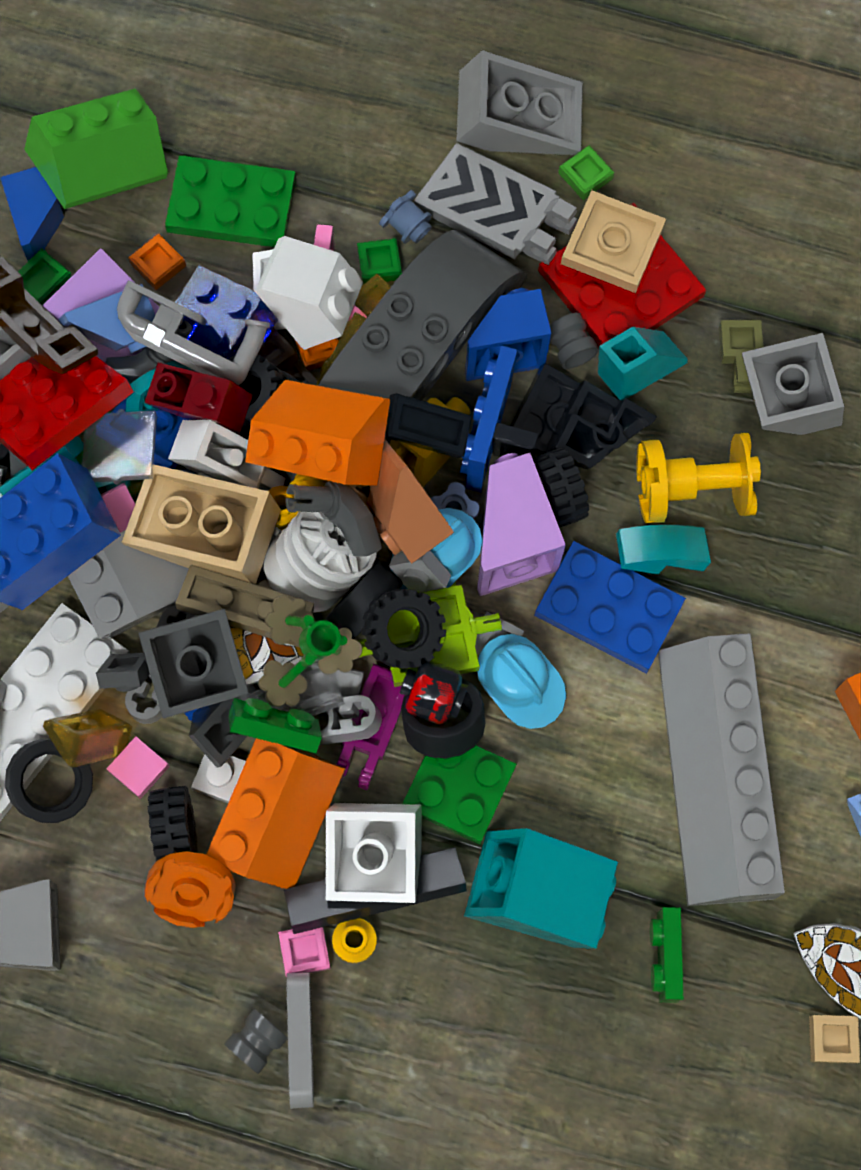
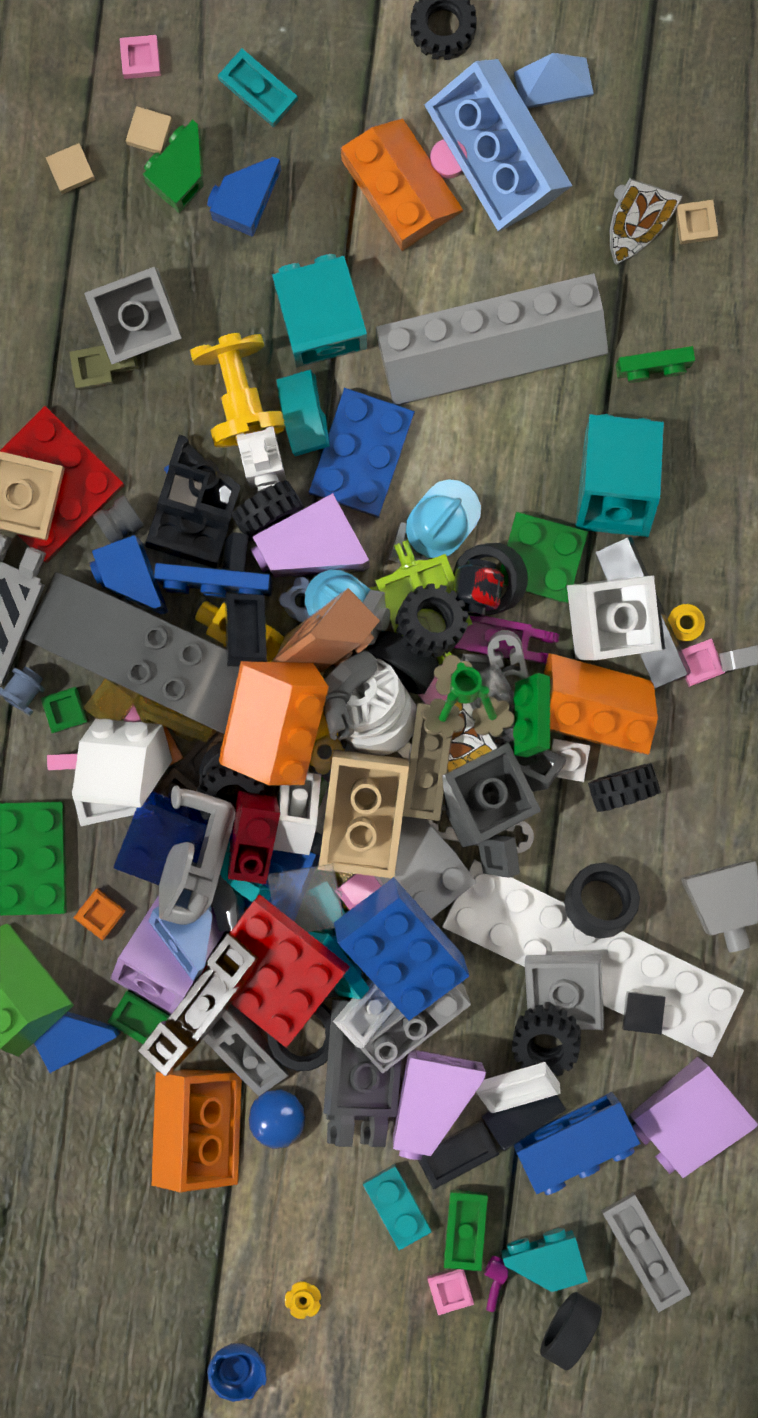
camera: 95 degrees left, 15 degrees up
(88, 736) = (559, 875): clear yellow slope -> none
(138, 767) = (573, 830): bright pink tile -> none
(190, 889) = (673, 762): orange tile -> none
(617, 489) = (261, 458): none -> white hinge
(637, 360) = (128, 456): teal slope -> none
(775, 581) = (320, 310): none -> teal slope

